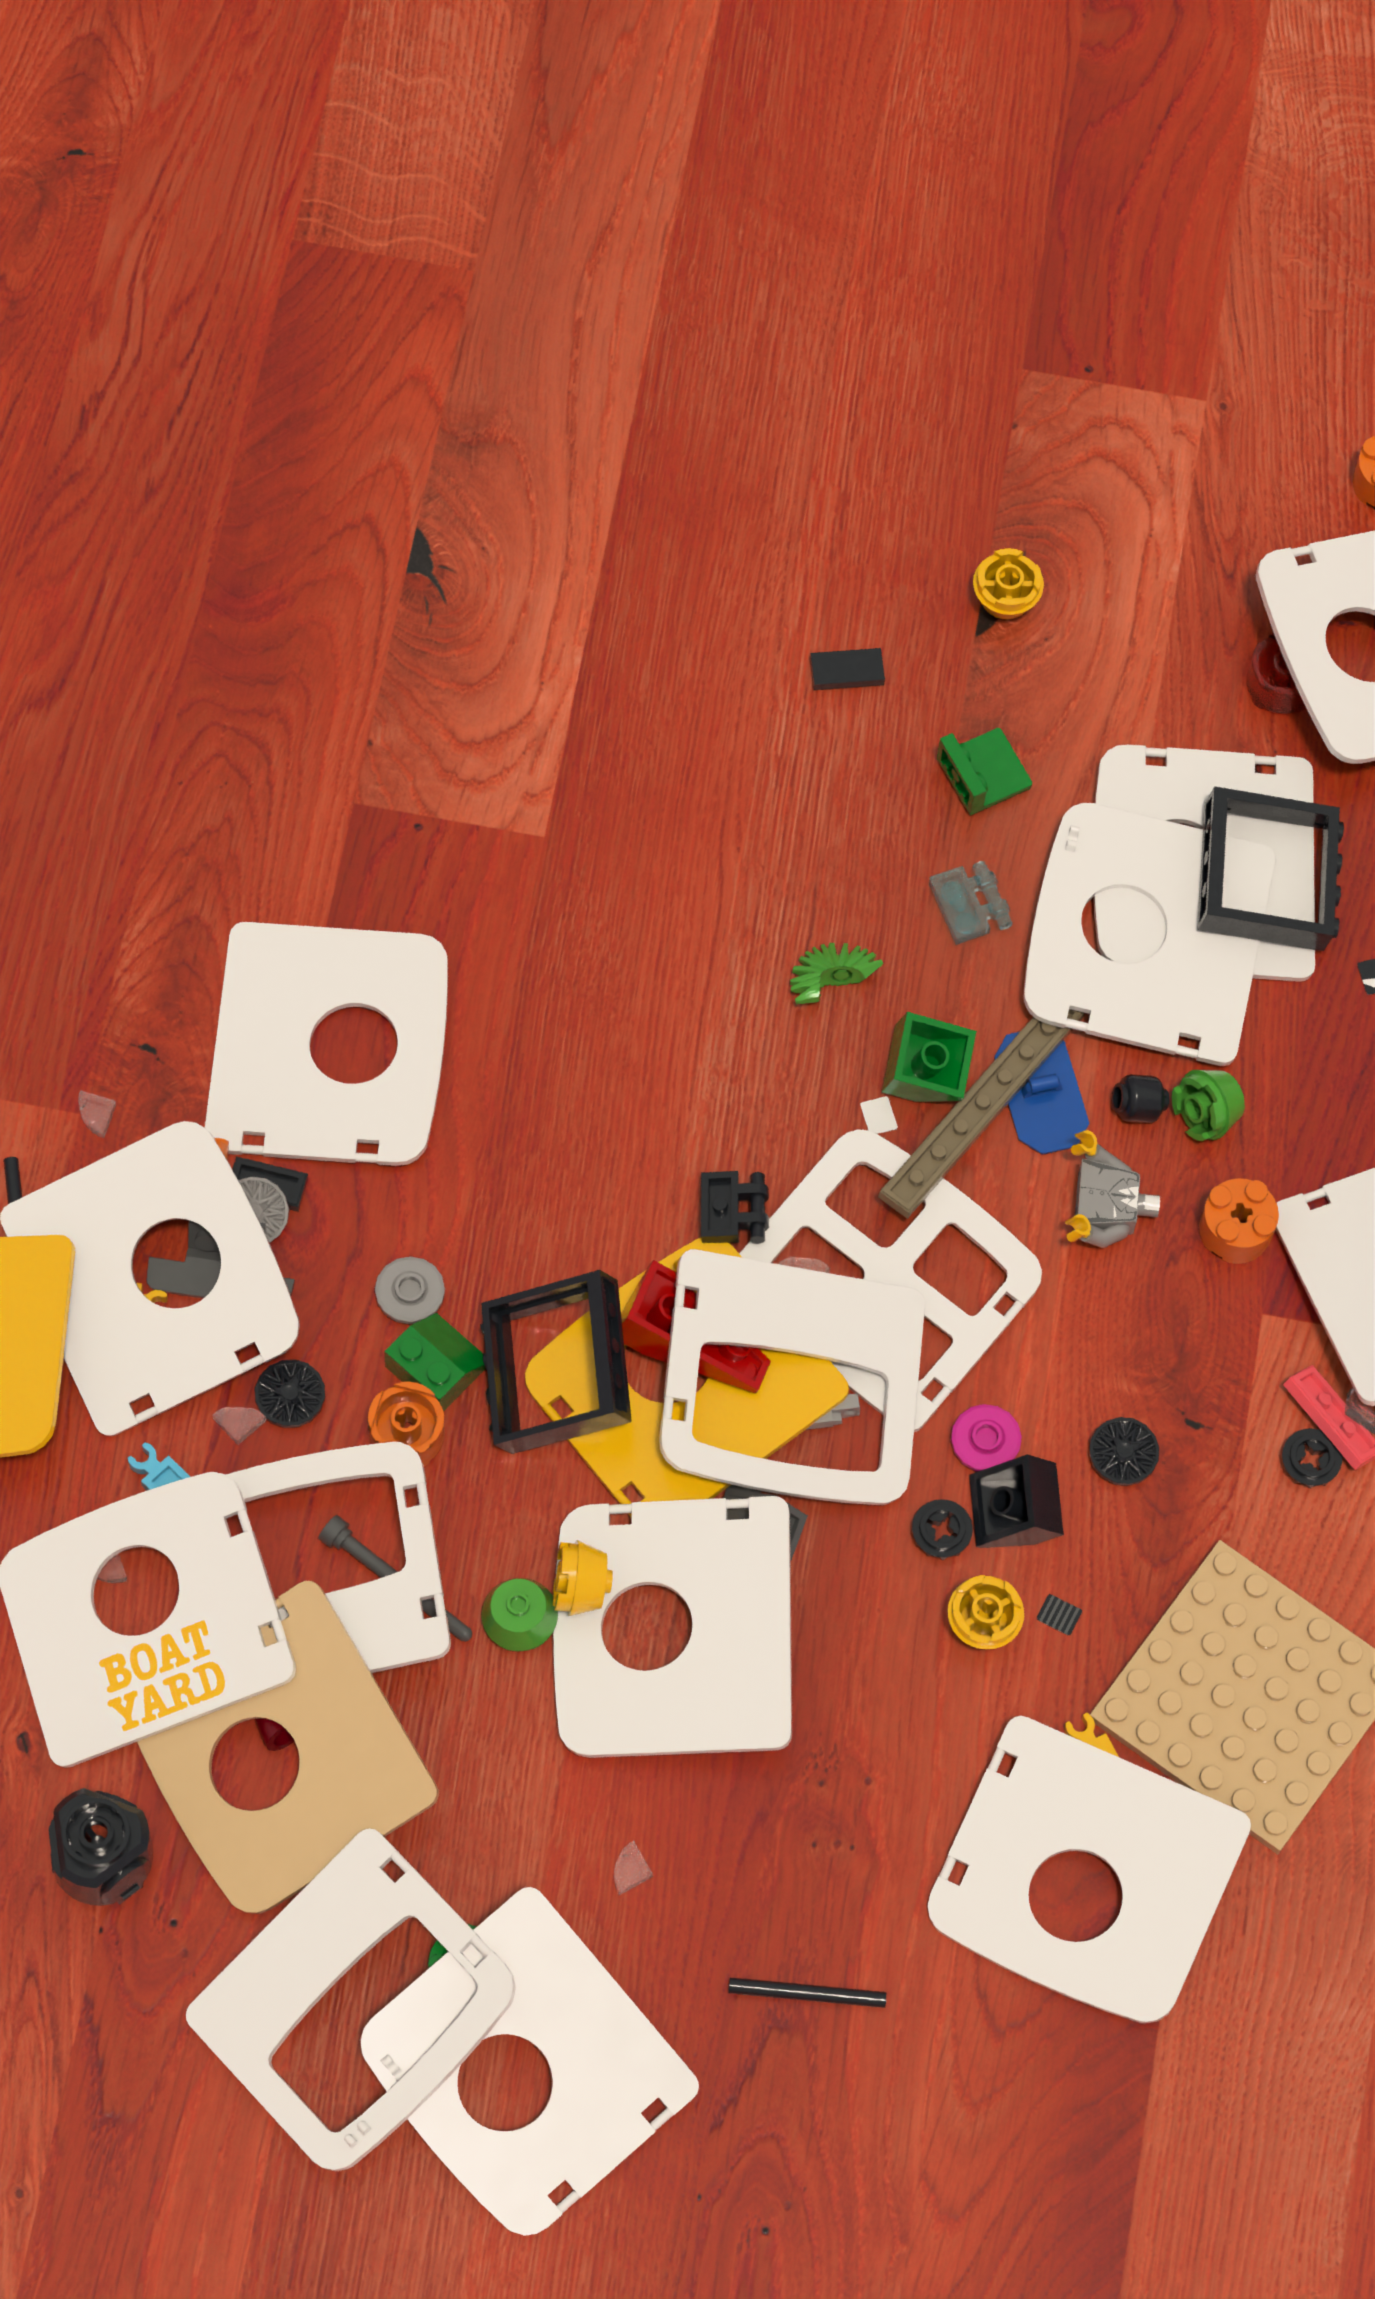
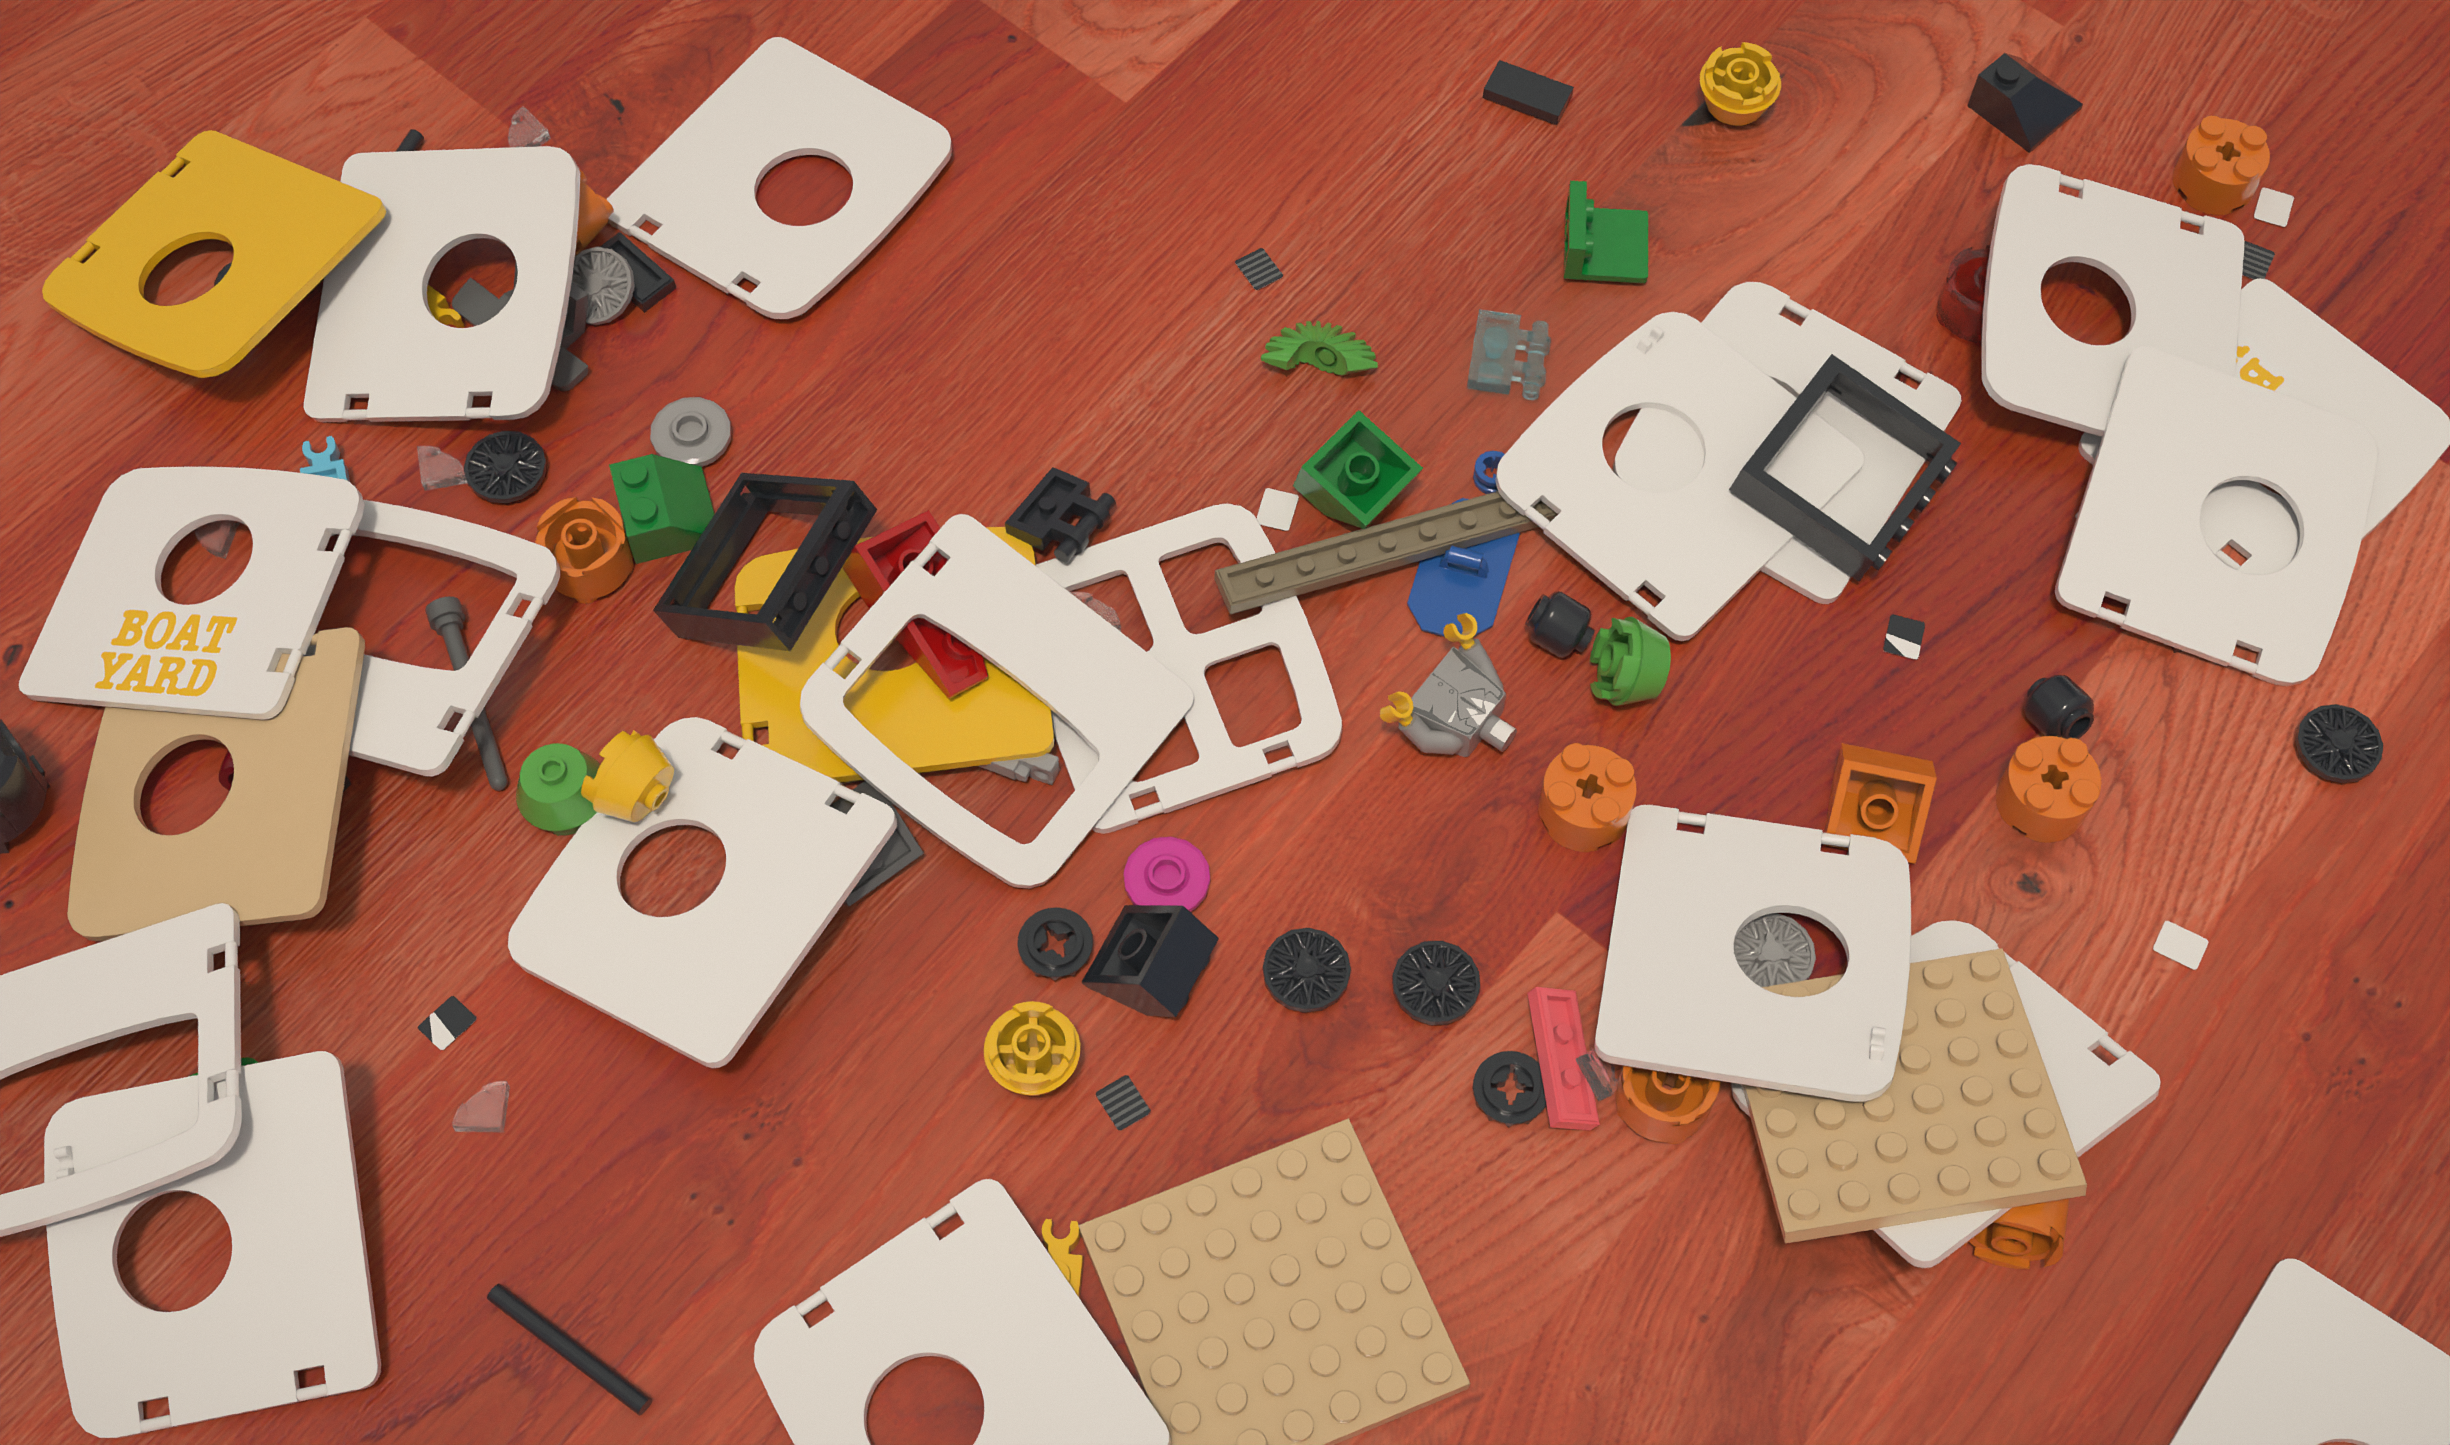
camera: 35 degrees right, 5 degrees down
(556, 1825) = (447, 1023): none -> black sticker
(739, 926) = (1259, 269): none -> sticker
(1007, 1006) = (1486, 460): none -> blue bush
(1216, 1411) = (1436, 982): none -> black wheel
(1217, 487) = (2021, 101): none -> black slope

